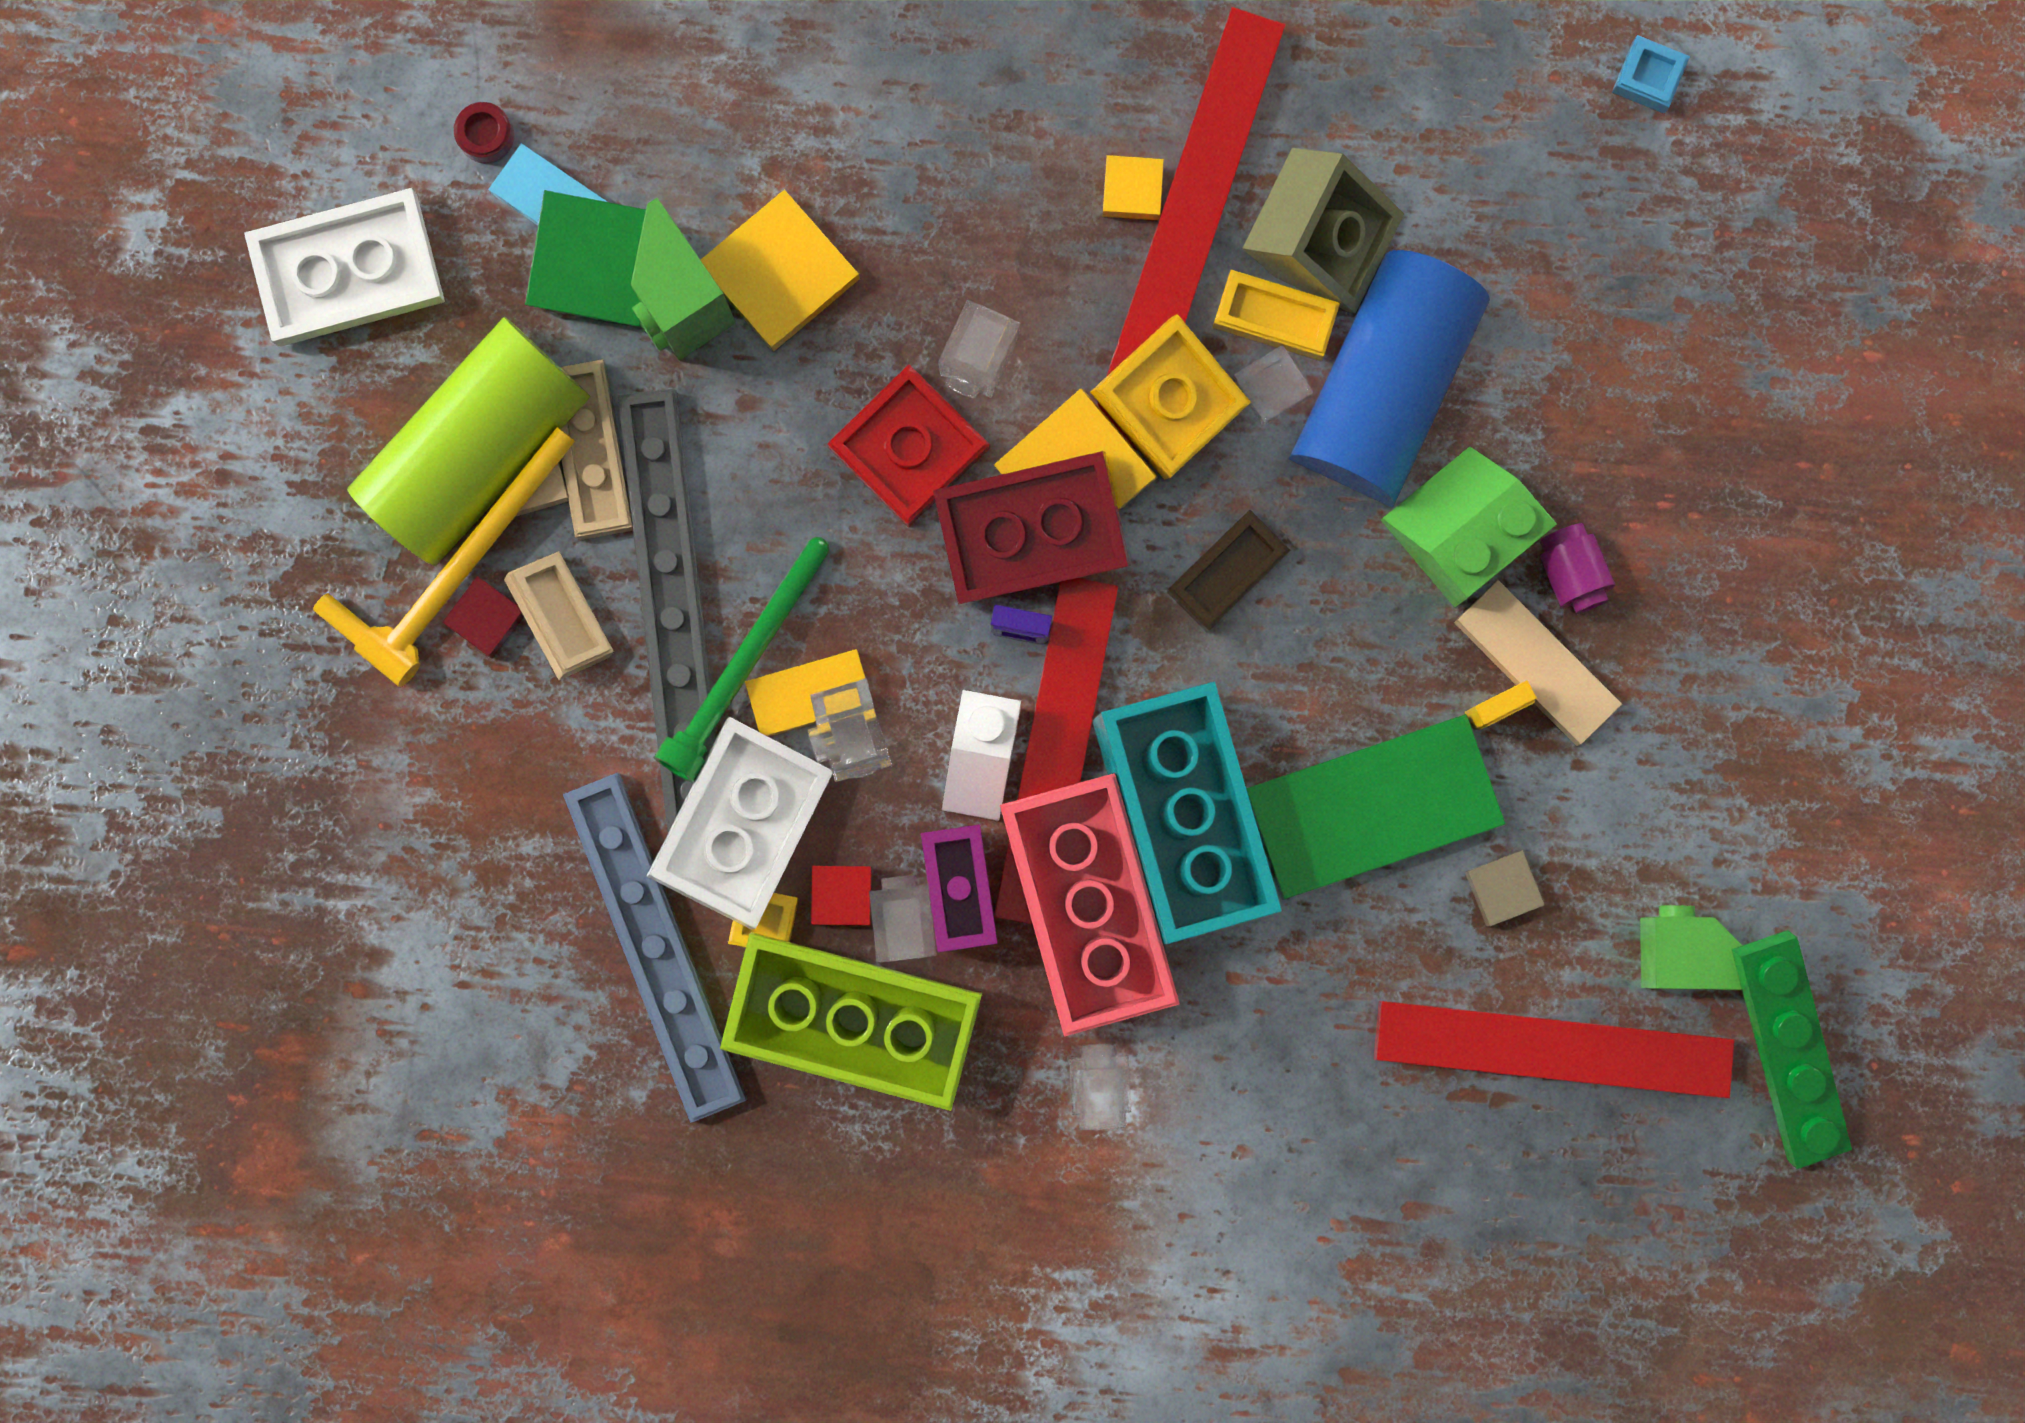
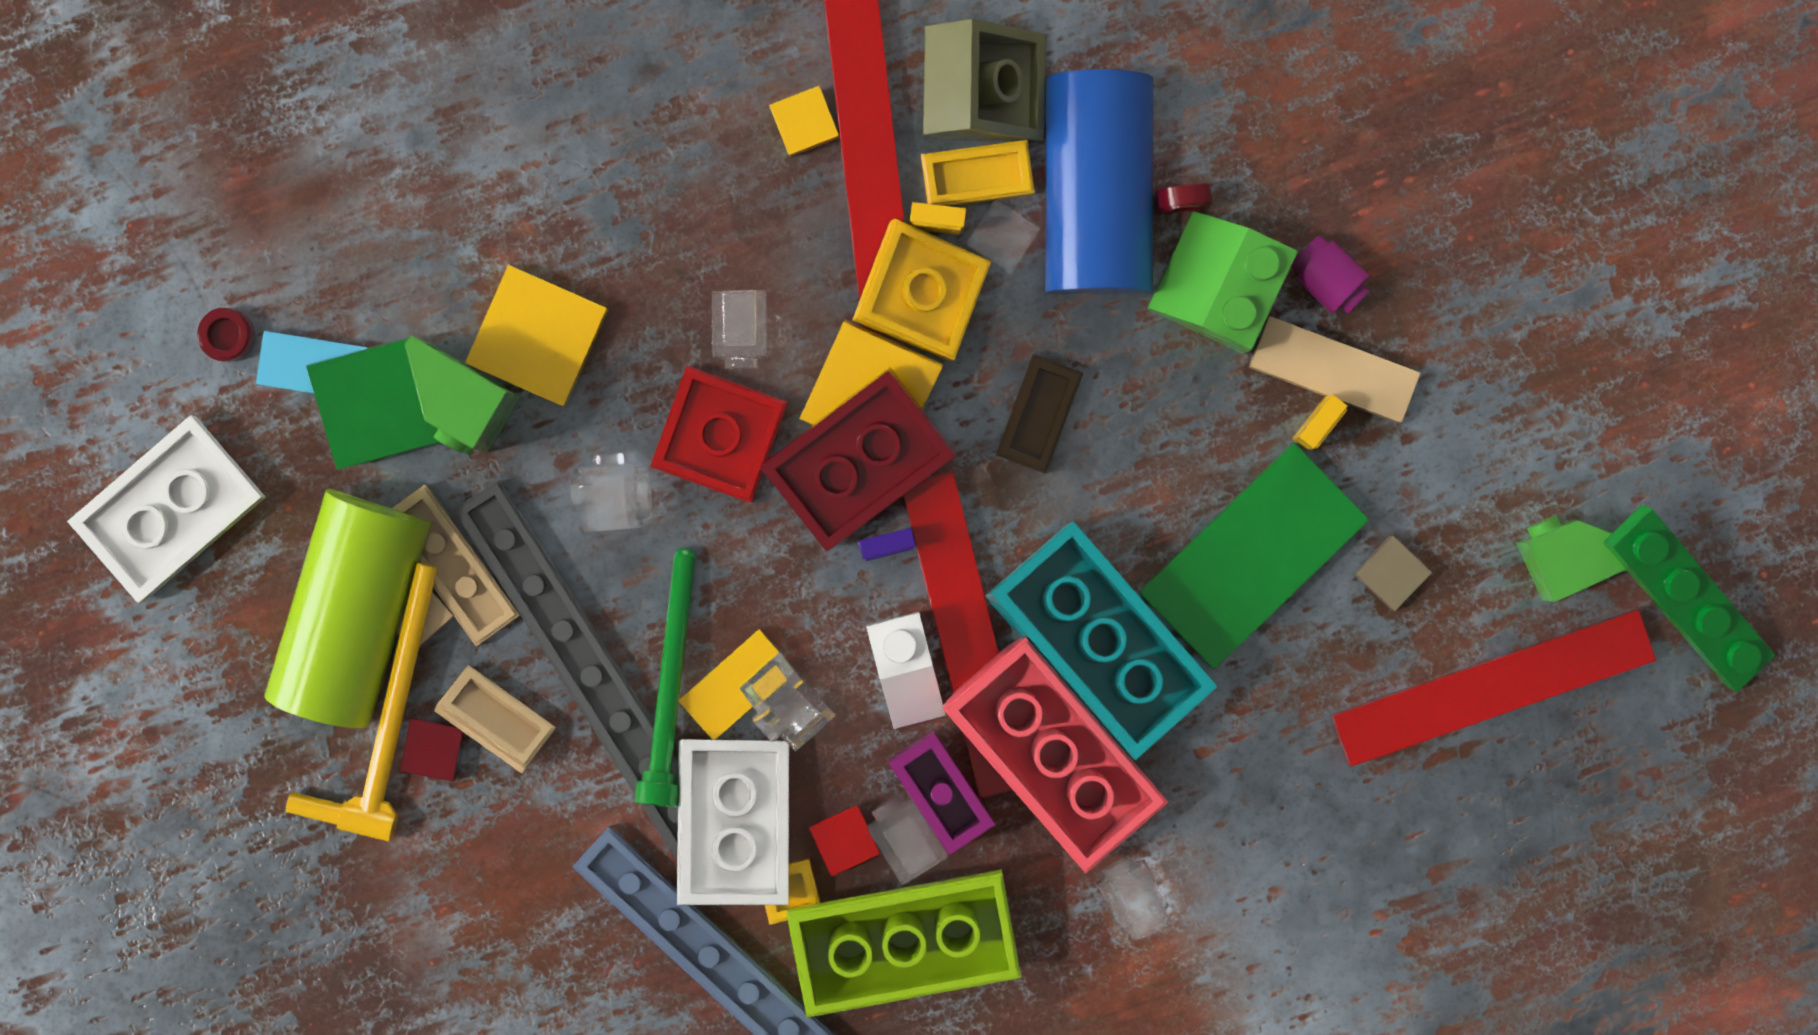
camera: 25 degrees left, 5 degrees up
(777, 452) = (612, 494): none -> clear brick
(1219, 335) = (938, 218): none -> yellow tile
(1466, 428) = (1183, 198): none -> dark red tile

